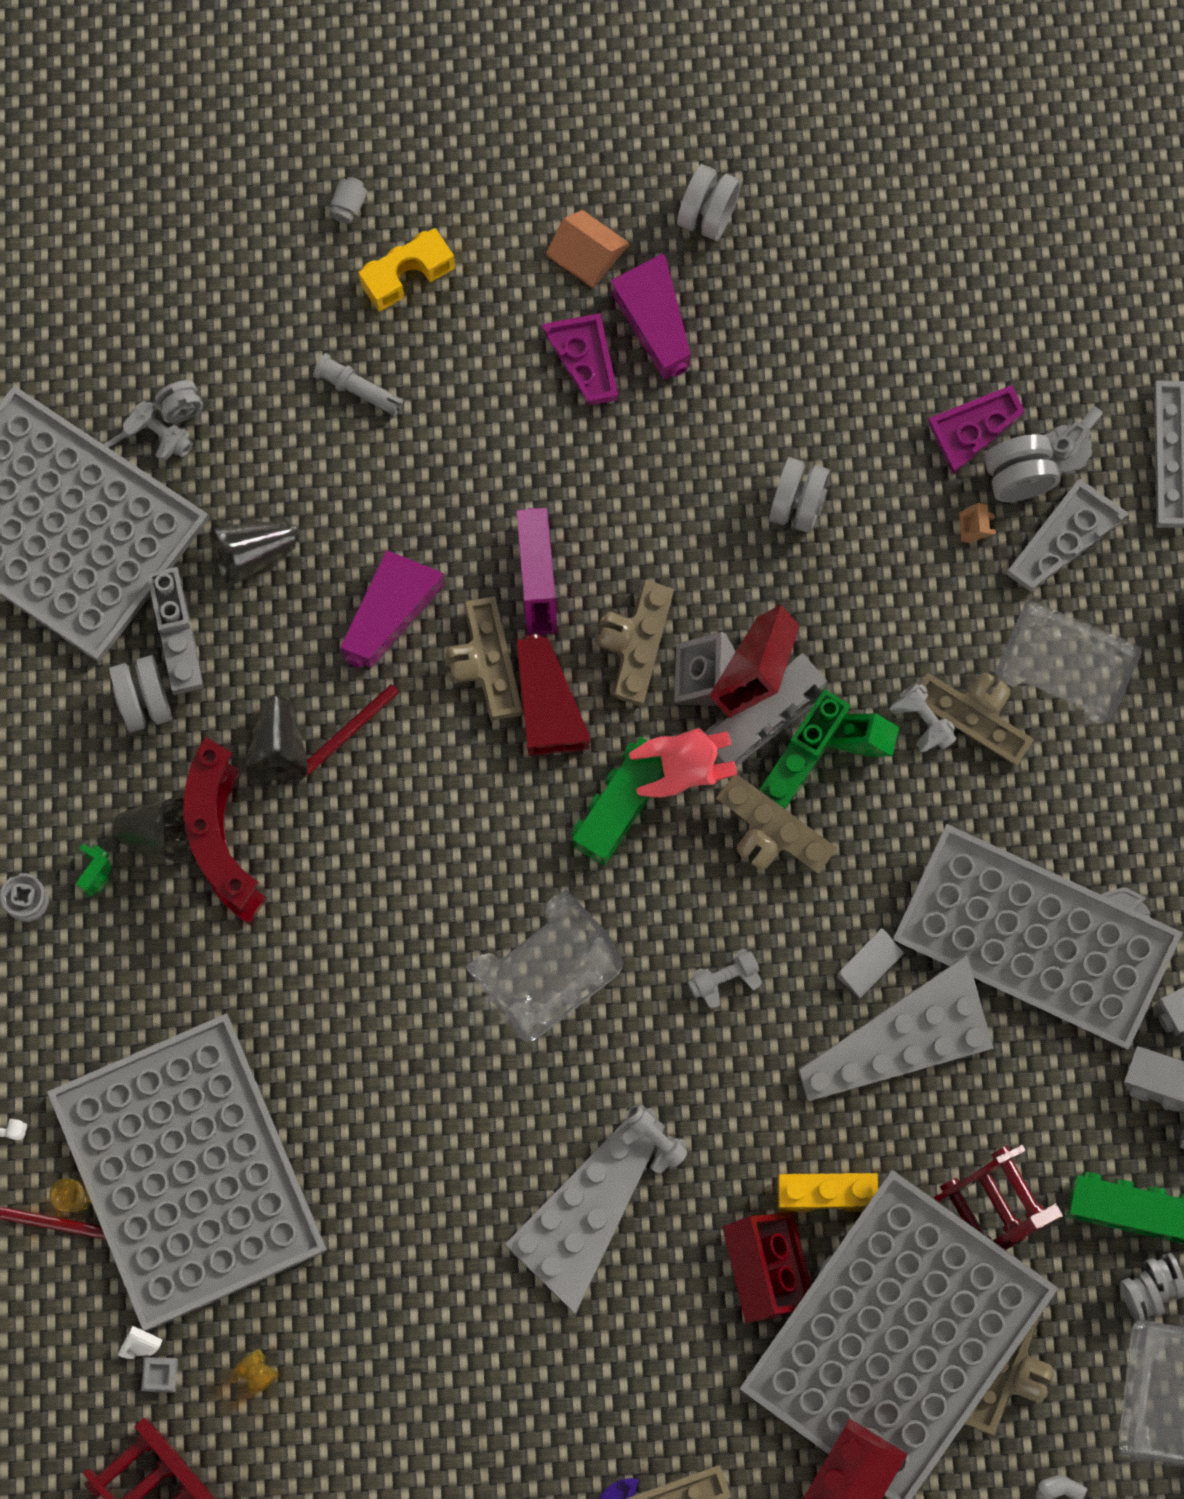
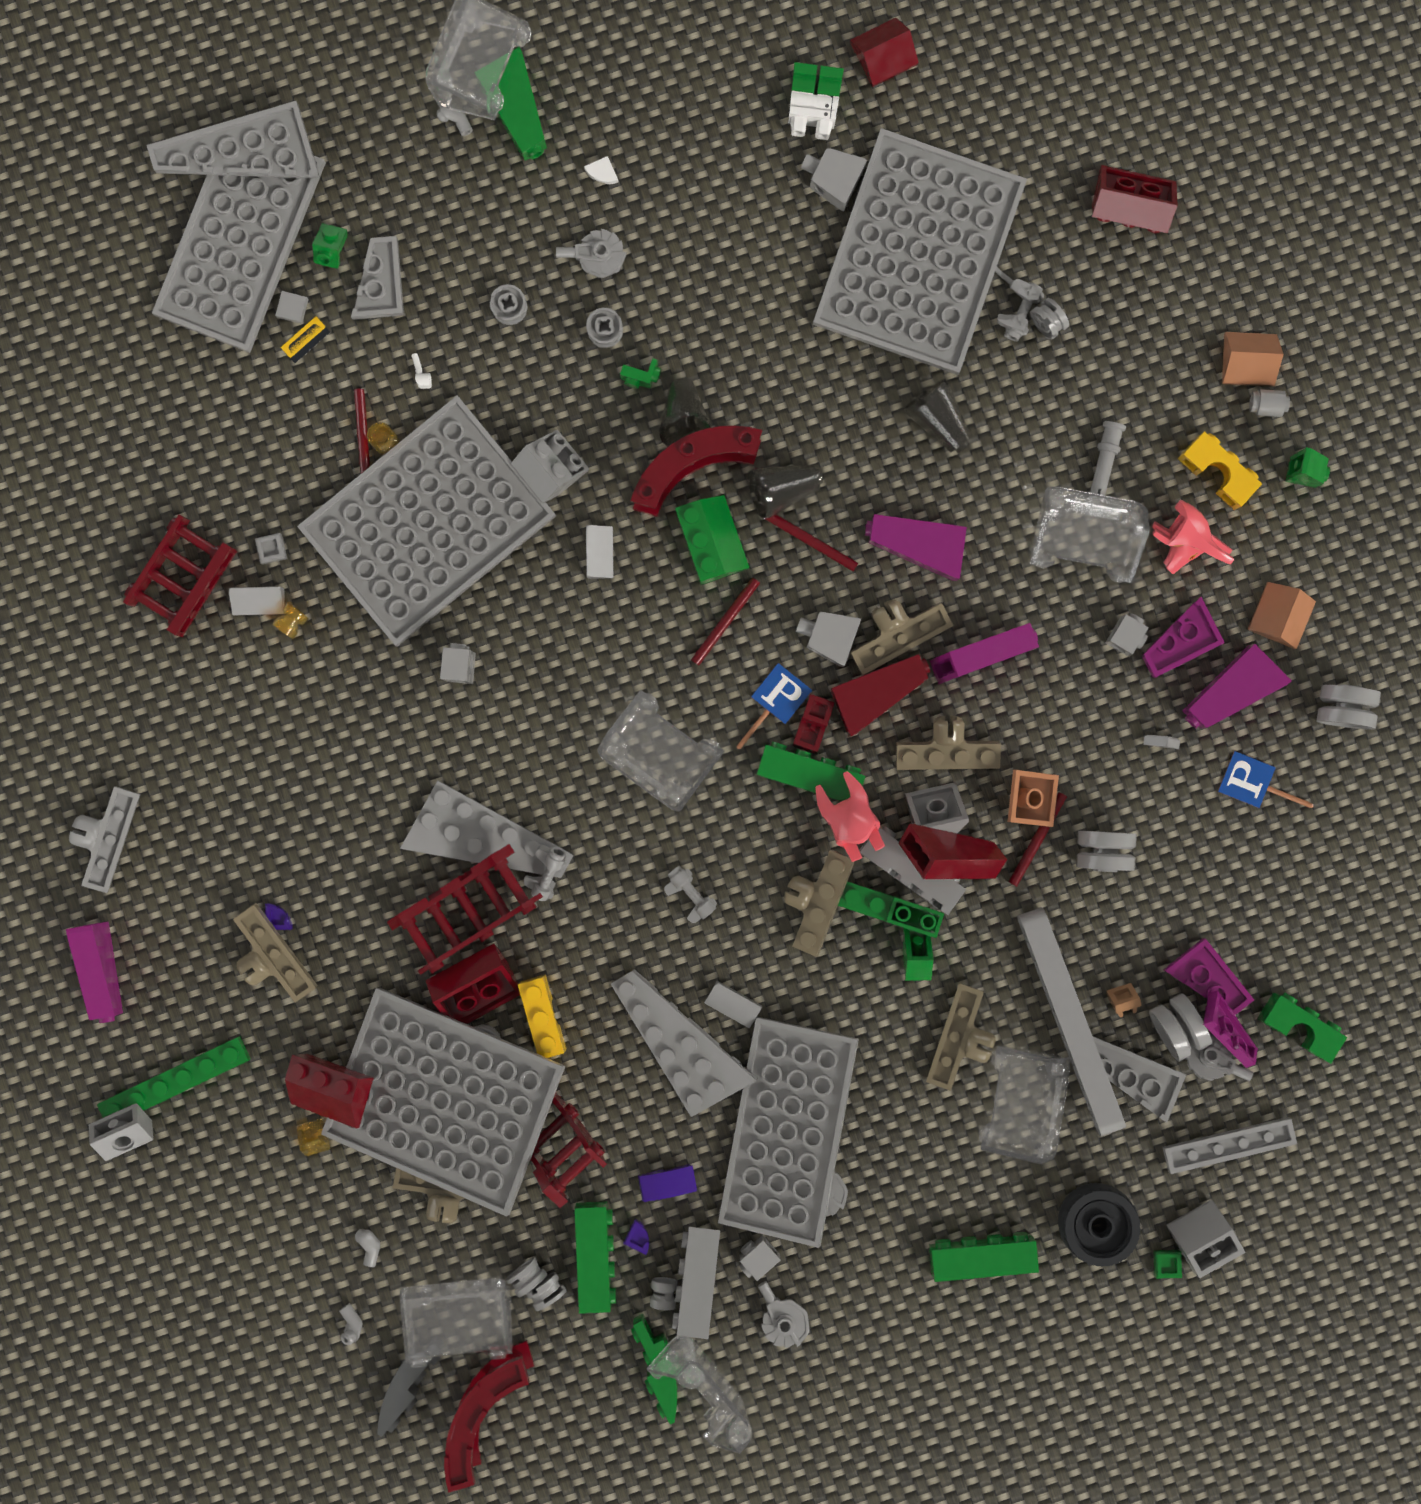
camera: 75 degrees right, 15 degrees up
(76, 279) = (1134, 199): none -> slope
(138, 694) = (791, 366): light grey wheel -> none
(139, 1344) = (288, 526): white tile -> none
(166, 1005) = (549, 465): none -> light grey slope
(175, 631) = (853, 377): light grey slope -> none
(218, 1409) = (257, 600): none -> light grey slope
(287, 976) = (599, 552): none -> light grey slope
(293, 206) = (1251, 359): none -> nougat slope
(312, 842) = (711, 538): none -> green slope
(371, 1174) = (458, 664): none -> light grey brick
(413, 852) = (725, 621): none -> dark red bar
(432, 179) = (1308, 468): none -> green slope
(434, 419) = (1090, 531): none -> clear windscreen
(466, 735) = (830, 635): none -> light grey torso
(472, 318) = (1189, 538): none -> coral piece
(518, 813) = (779, 695): none -> blue piece
(561, 412) = (1128, 634): none -> light grey brick
(563, 784) = (813, 724): none -> dark red slope
(645, 1255) = (457, 889): none -> dark red fence
(692, 408) = (1161, 741): none -> light grey tile
(719, 559) = (1033, 798): none -> nougat slope
(762, 329) = (1250, 779): none -> blue piece
(767, 570) = (1034, 845): none -> dark red bar
(938, 732) = (937, 1012): light grey piece -> none
(986, 584) = (1071, 1022): none -> light grey beam
(1038, 417) = (1228, 1030): none -> magenta wing
(1067, 1098) = (667, 1183): none -> dark purple slope
(1072, 325) = (1321, 1039): none -> green arch
(1125, 1153) = (637, 1237): none -> dark purple tile

